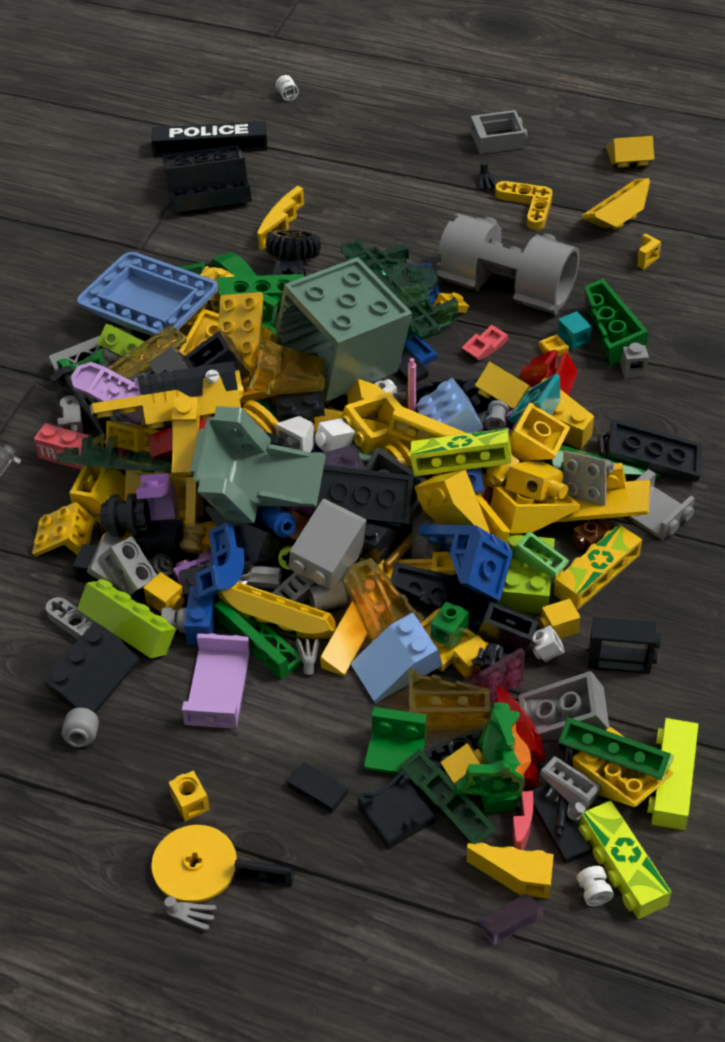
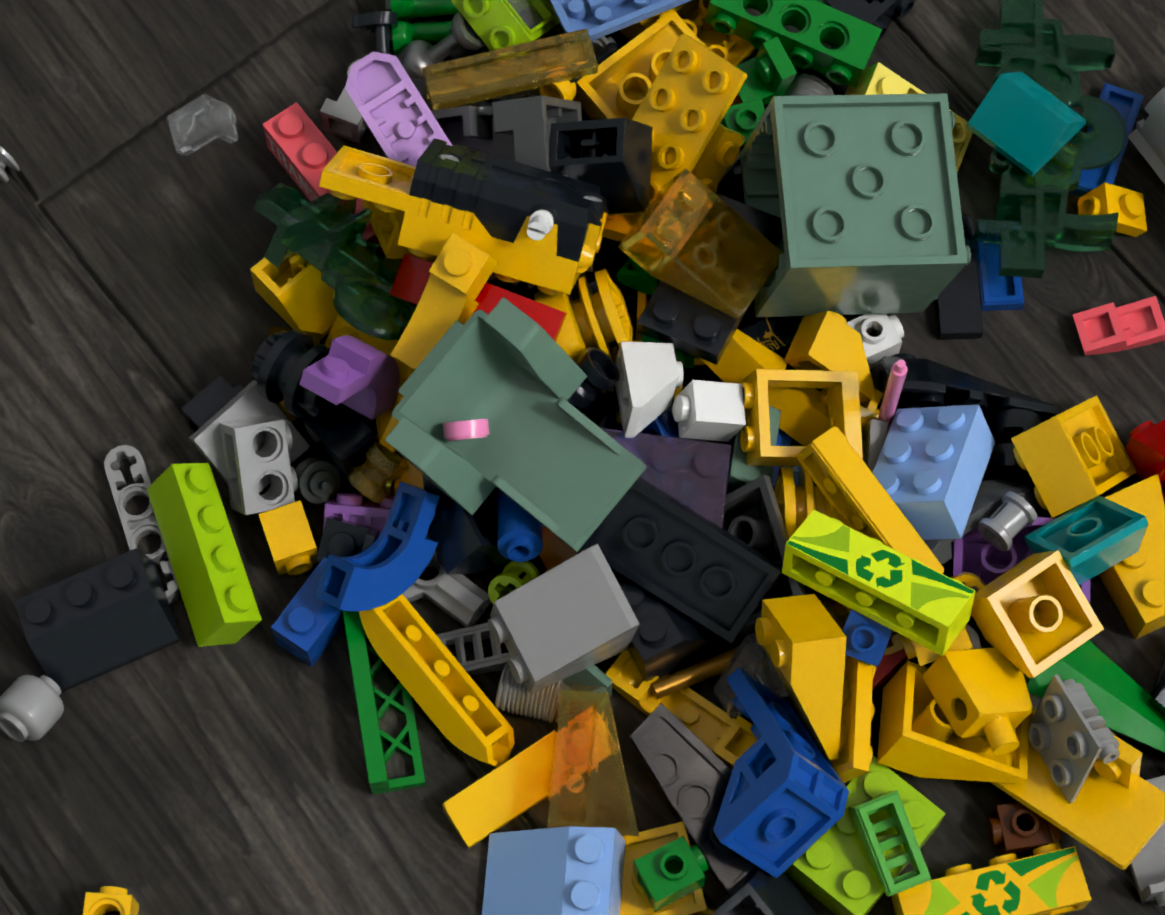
camera: 30 degrees right, 20 degrees up
(66, 526) = (216, 325): yellow bracket -> none
(175, 617) = (273, 591): light grey wheel -> none
(217, 681) = (274, 746): lavender panel -> none
(234, 476) = (466, 429): none -> bright pink tile
(308, 657) = (431, 785): light grey piece -> none
(396, 277) = (1024, 121): none -> teal slope

